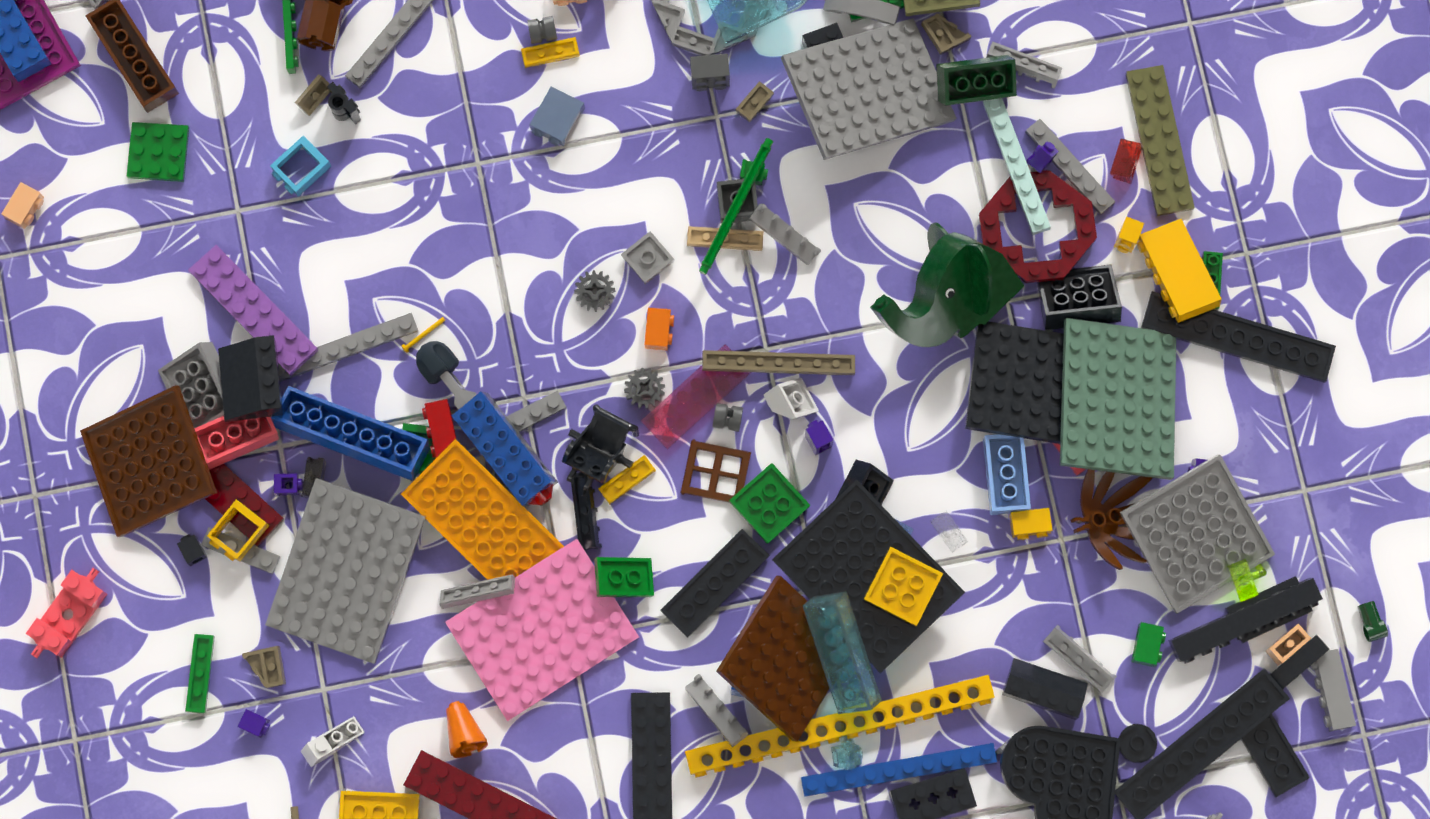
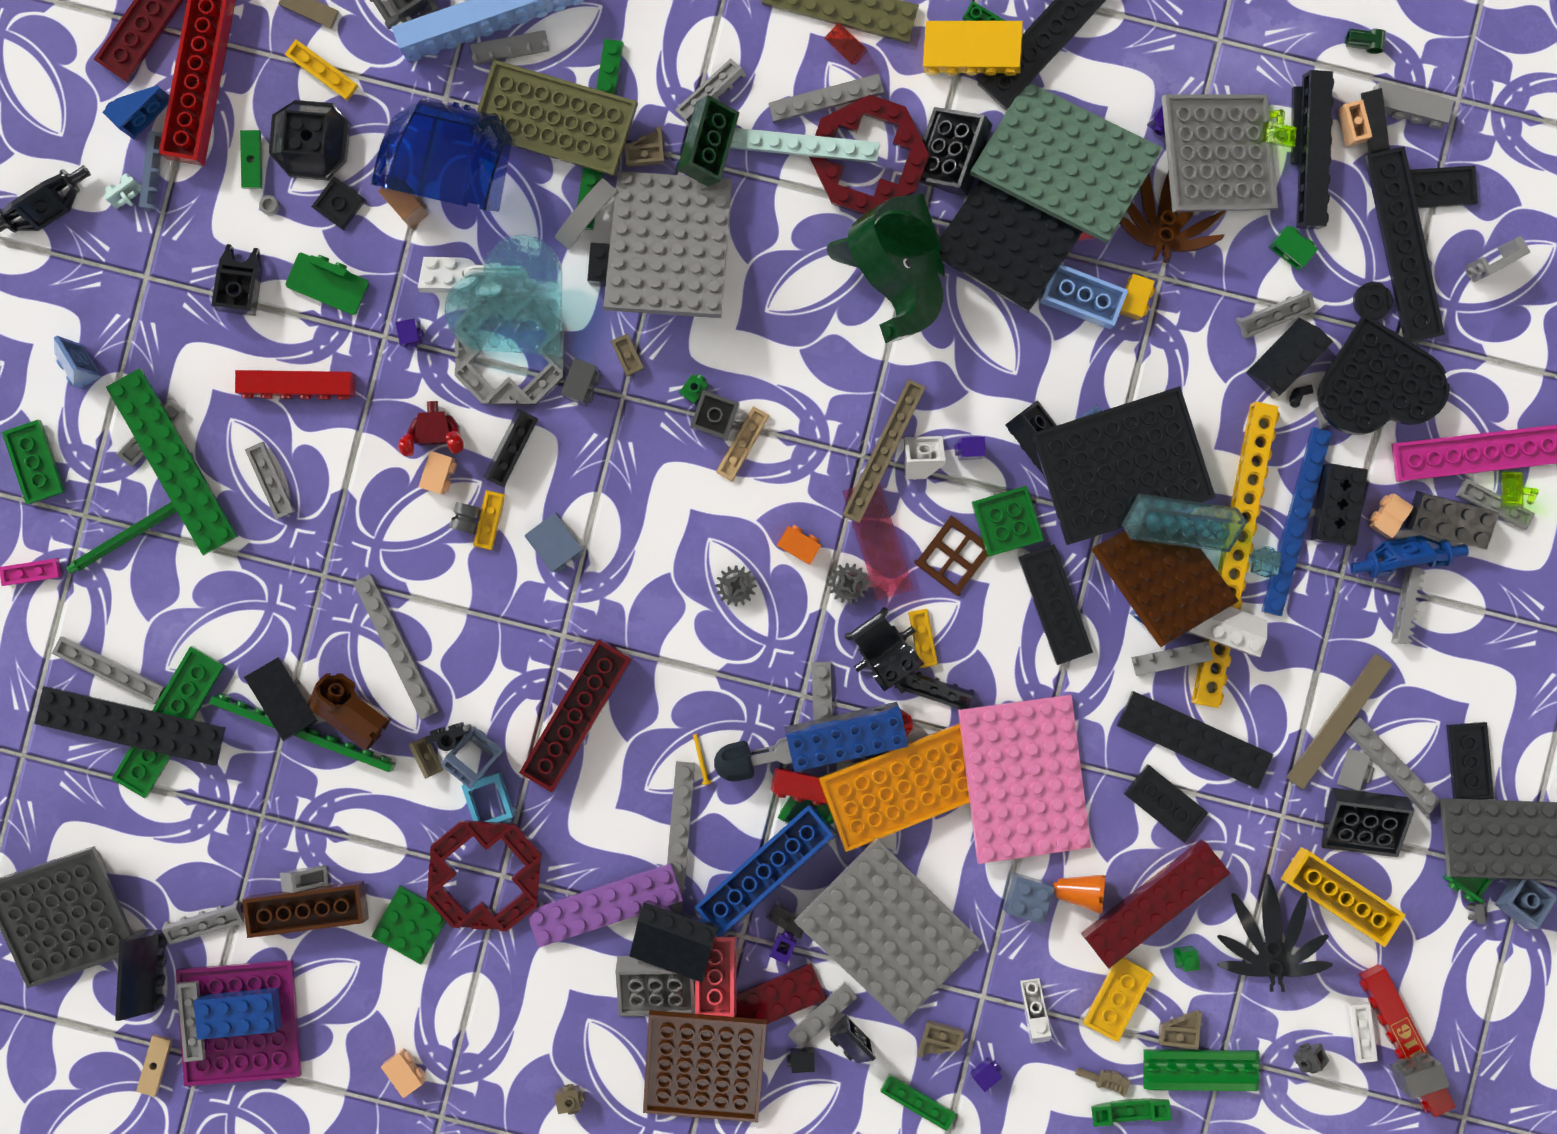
camera: 65 degrees left, 10 degrees up
(63, 359) = (569, 1099): none -> dark tan brick
(157, 41) = (303, 879): none -> light grey slope
(223, 522) = (797, 996): yellow window -> none
(231, 584) = (853, 1040): none -> black slope
(245, 230) = (487, 835): none -> dark red plate
(317, 126) = (463, 772): none -> sand blue window
(412, 205) = (575, 715): none -> dark red brick
(433, 684) = (1028, 898): none -> sand blue brick
(477, 591) = (965, 821): light grey tile -> none
(580, 772) = (1165, 803): none -> black tile
(622, 39) = (510, 448): none -> black brick
(624, 577) = (1014, 684): green plate -> none
(647, 257) = (727, 522): light grey plate -> none
(722, 412) = (908, 527): dark grey wheel -> none
(736, 205) = (722, 419): green piece -> none
(768, 748) = (1235, 630): none -> white slope
(784, 234) = (767, 388): light grey hinge -> none
(903, 586) = (1151, 439): yellow plate -> none
(949, 531) = (1107, 373): clear plate -> none
(1016, 713) = (1298, 393): none -> black arm
(1042, 156) = (807, 117): dark purple brick -> none
(1128, 235) = (918, 76): yellow brick -> none

